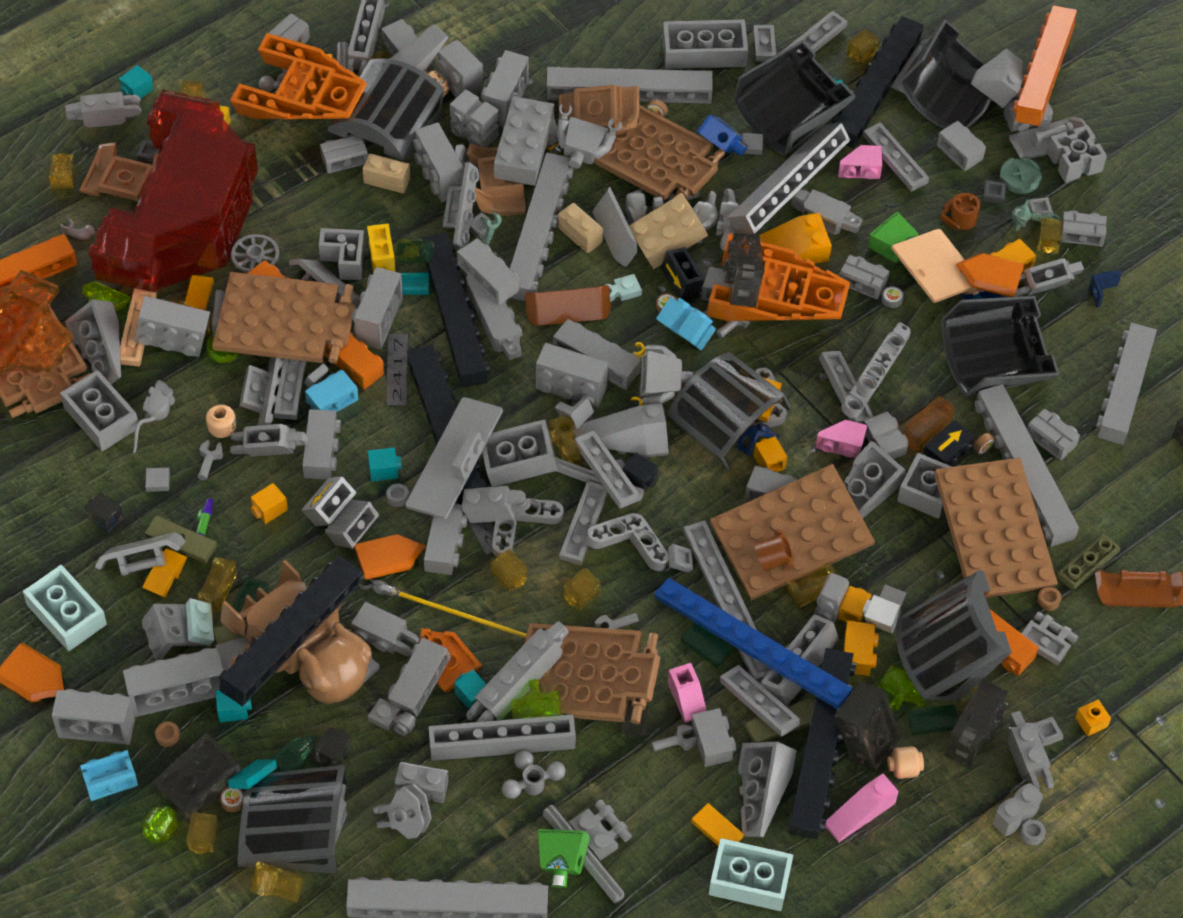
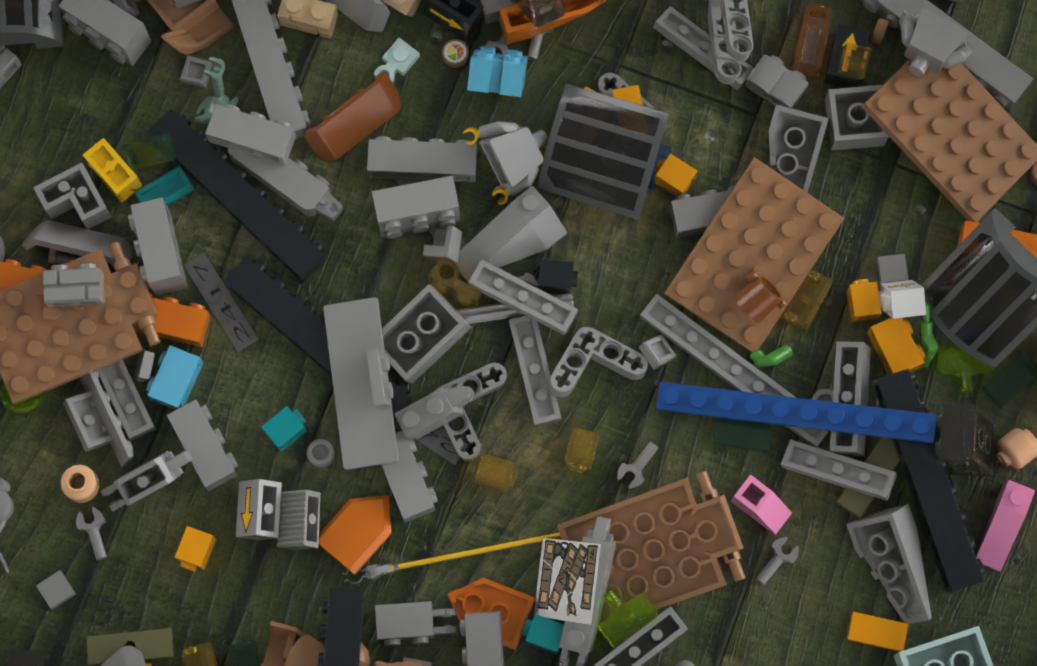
camera: 30 degrees left, 20 degrees up
(204, 516) = (135, 604): bright green piece -> none
(303, 292) = (73, 286): none -> light grey brick
(386, 173) = (53, 69): tan brick -> none
(459, 206) = (163, 67): light grey bracket -> none
(510, 654) = (567, 580): none -> sticker
(712, 737) = (815, 536): light grey brick -> none
(754, 605) = (774, 358): none -> bright green arm
(831, 597) = (840, 311): light grey brick -> none
(842, 438) = (739, 109): bright pink slope -> none
(885, 654) = (928, 342): none -> bright green hand
(949, 447) = (854, 60): none -> clear yellow slope
(1014, 458) = (933, 42): none -> light grey torso

